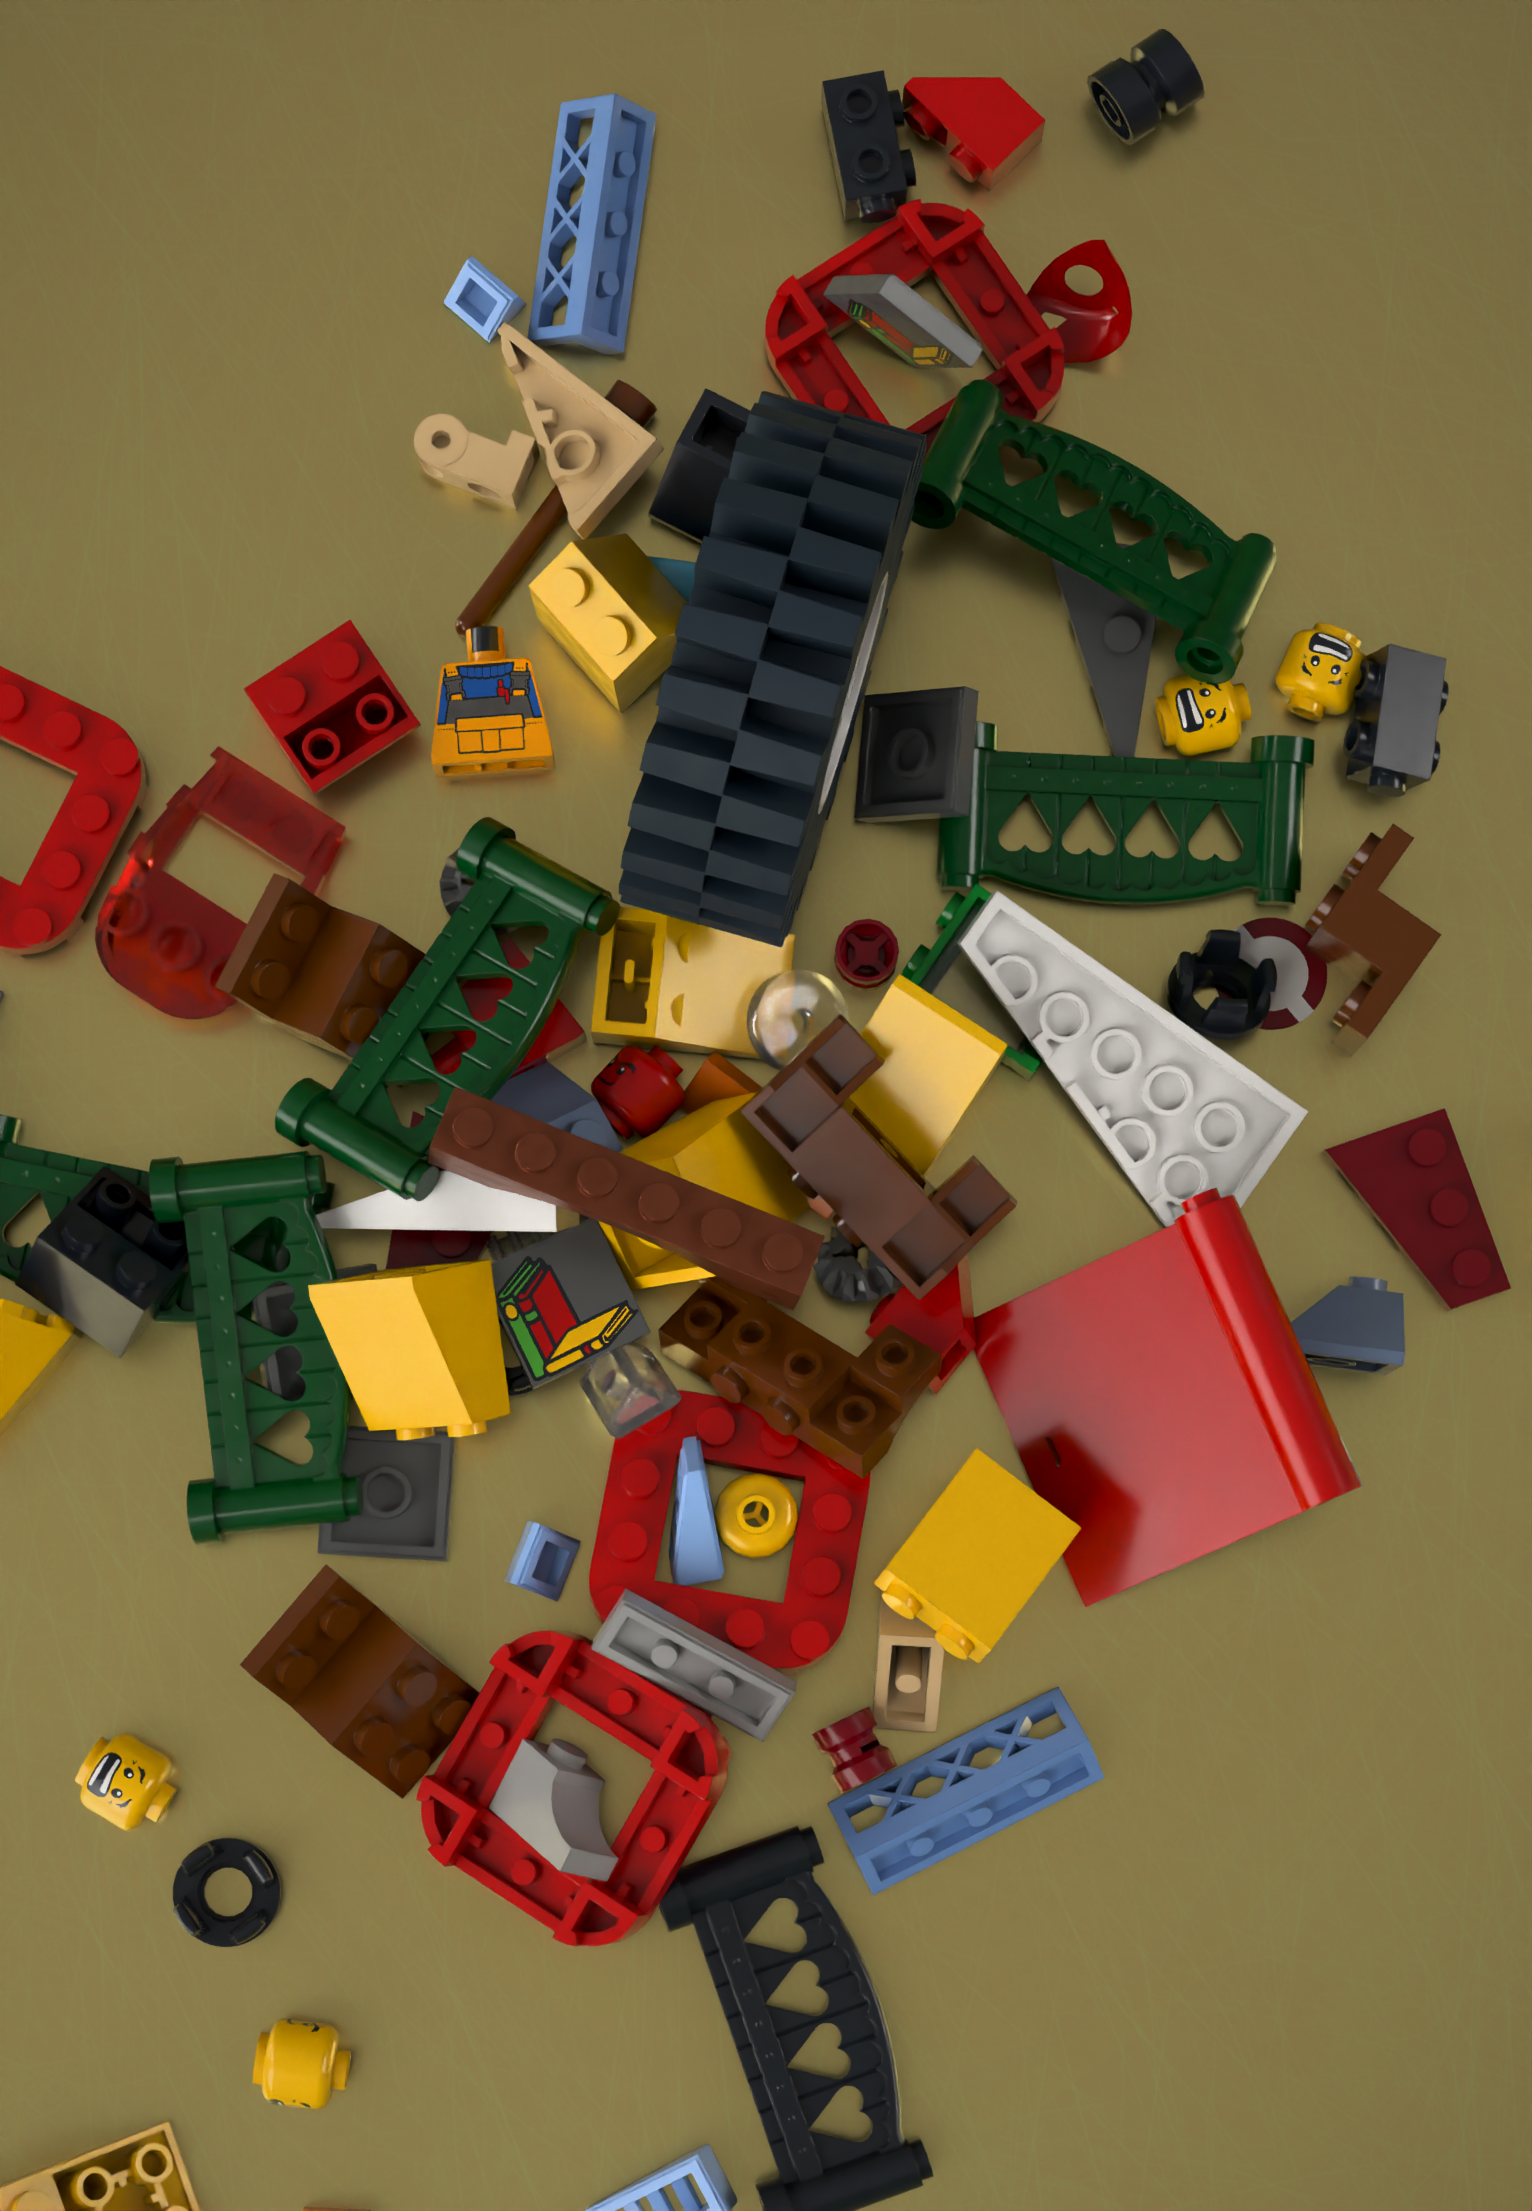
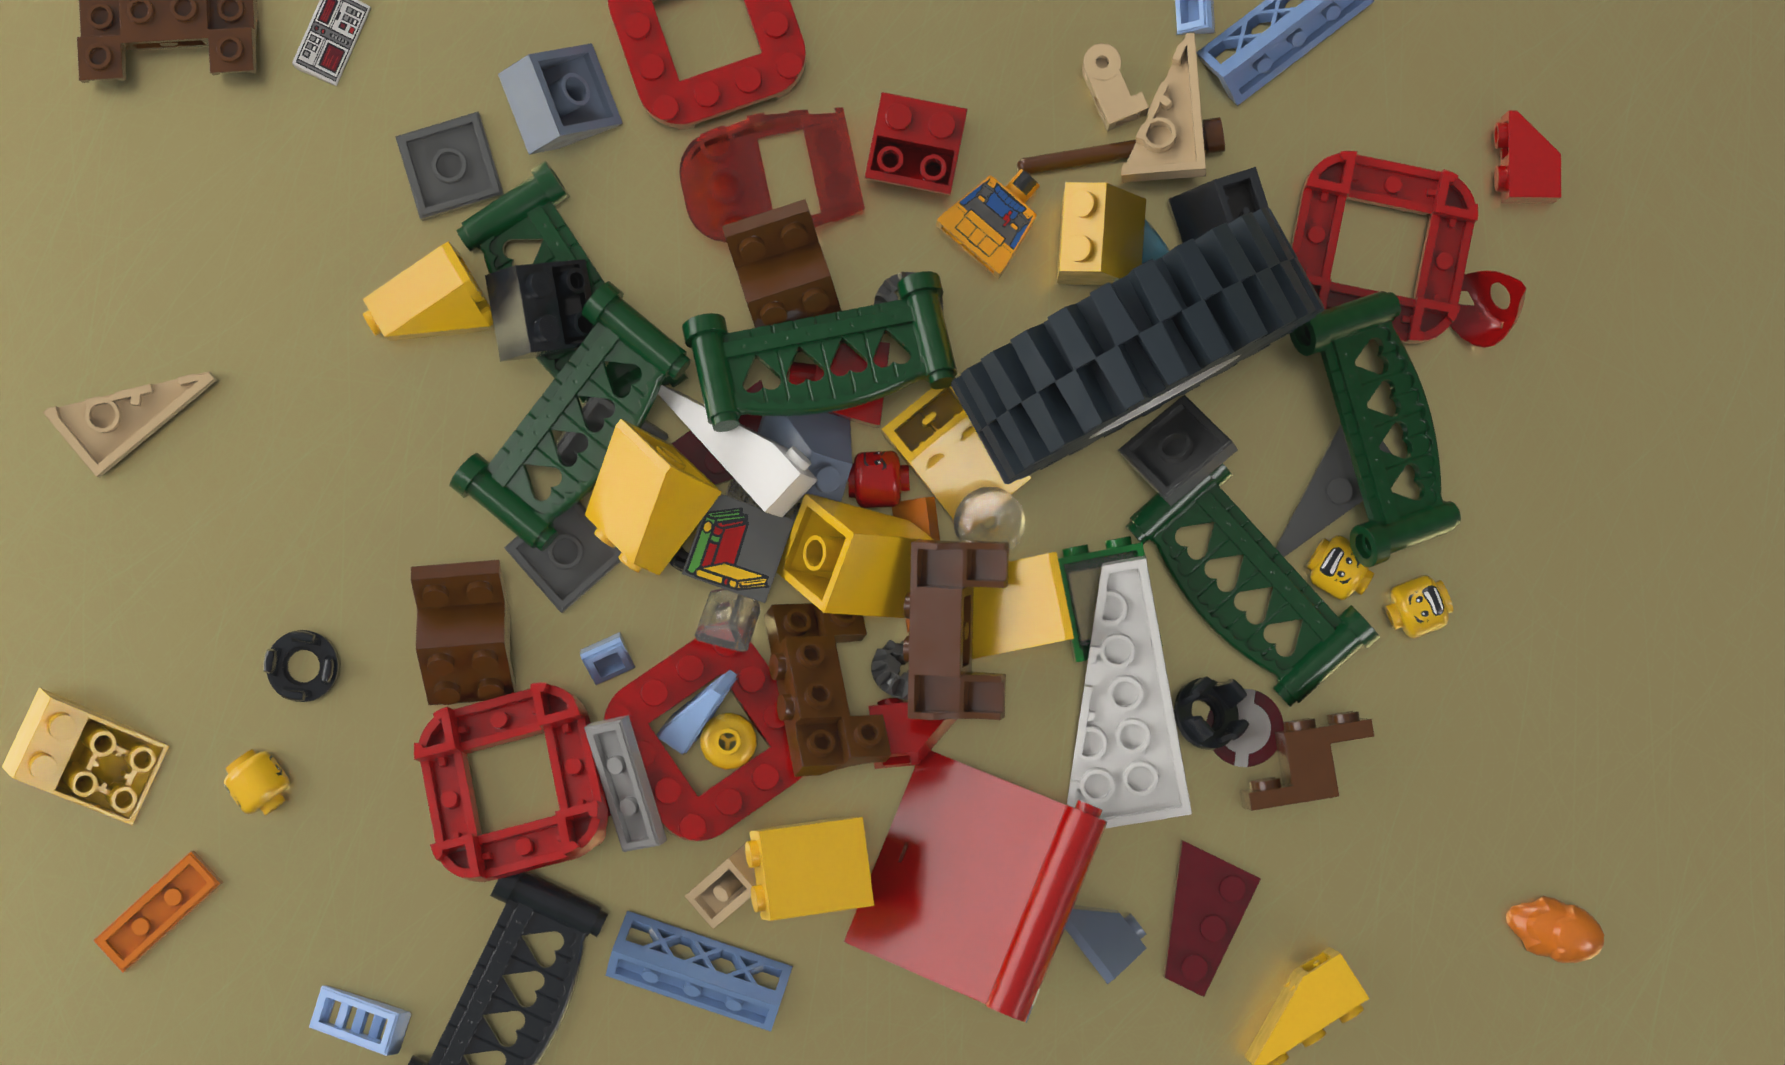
camera: 45 degrees right, 5 degrees up
(126, 1781) = (306, 566): yellow head -> none
(555, 1807) = (492, 784): light grey arch -> none
(682, 1217) = (813, 530): copper arch -> none
(854, 1750) = (664, 898): dark red wheel -> none
(865, 146) = (1458, 122): black brick -> none
(866, 945) = (1060, 520): dark red wheel -> none
(903, 321) = (1387, 229): dark grey tile -> none
(1155, 81) = (1623, 228): black wheel -> none
(1396, 720) = (1430, 667): black brick -> none

